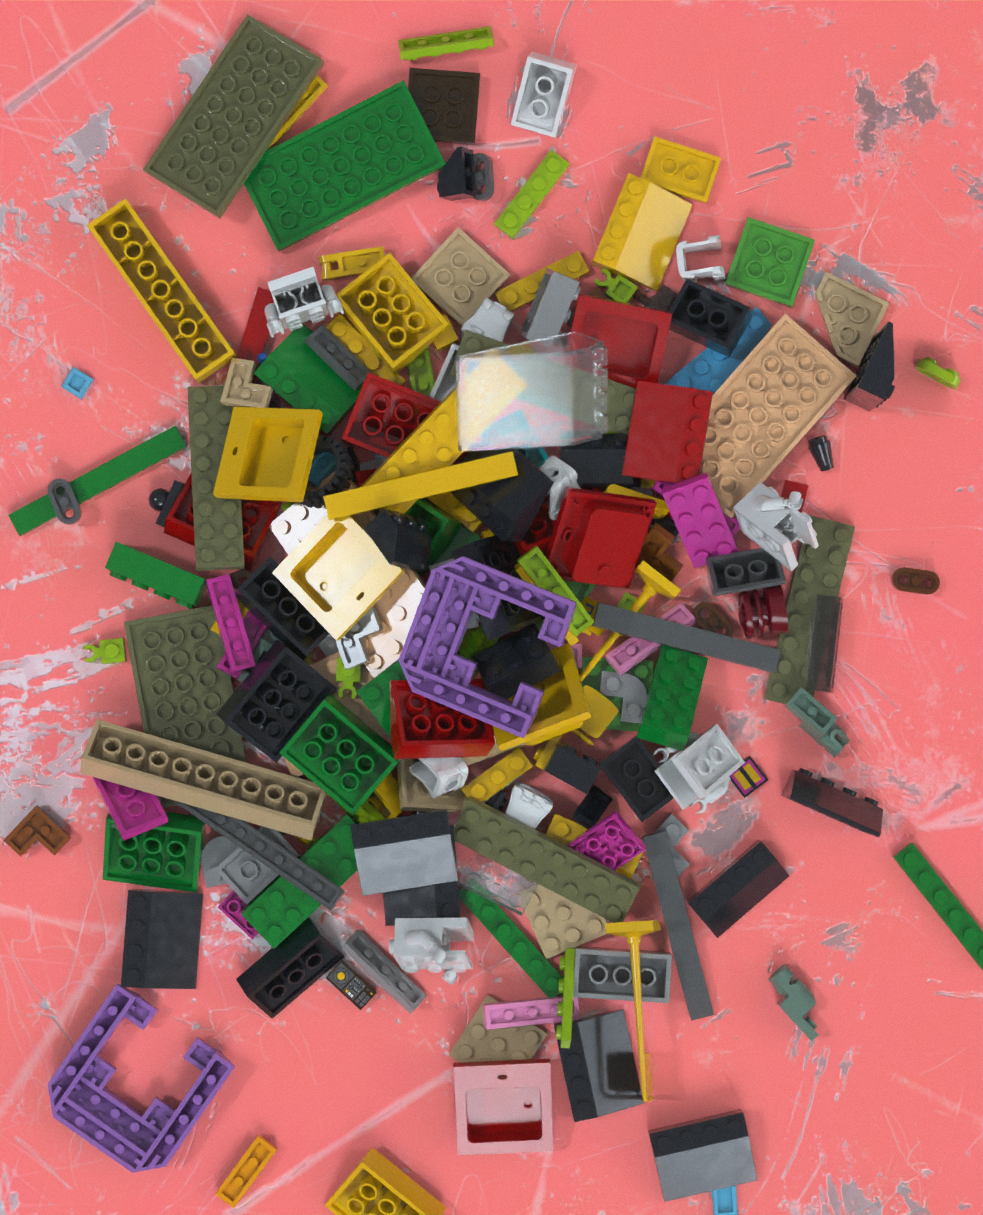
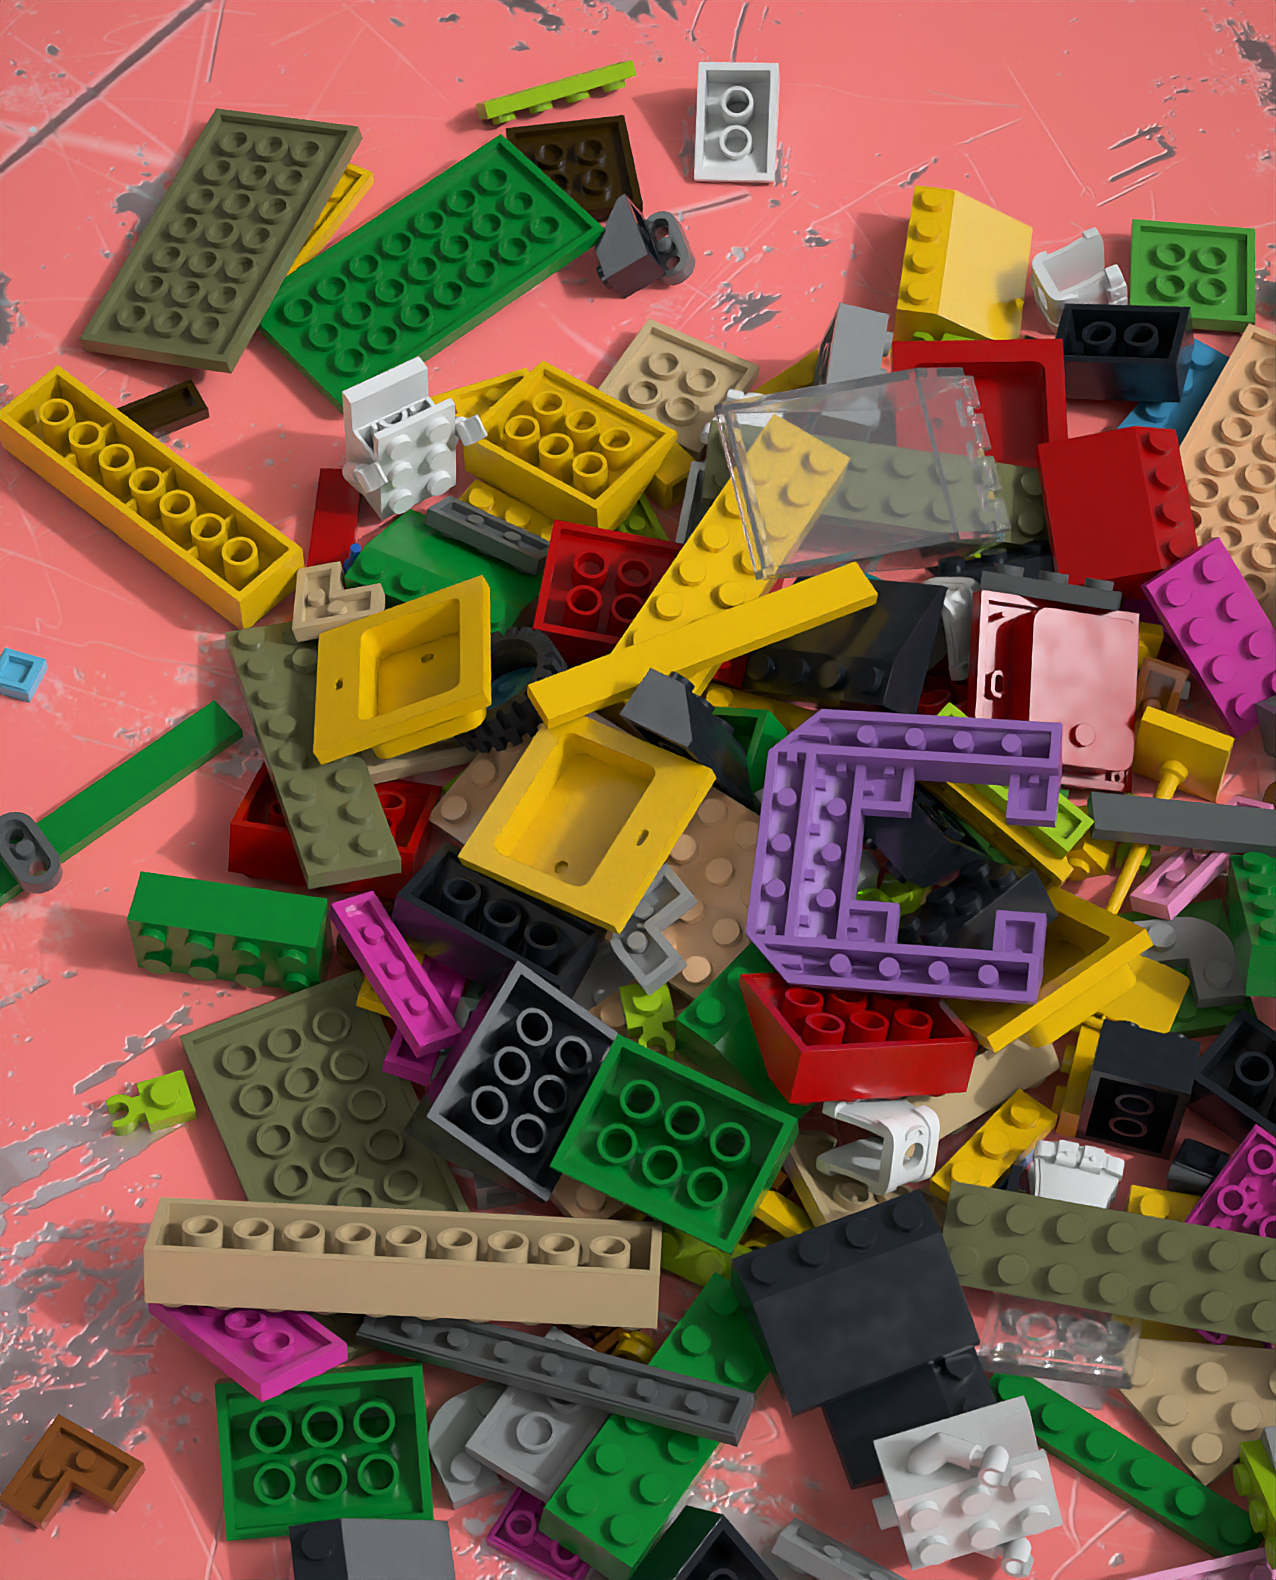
camera: 15 degrees left, 30 degrees down
(163, 500) = (211, 820): black tile -> none
(180, 226) = (168, 409): none -> dark brown tile
(531, 194) = (759, 262): lime plate -> none
(612, 485) = (1051, 587): none -> dark grey plate
(681, 169) = (1006, 179): yellow plate -> none

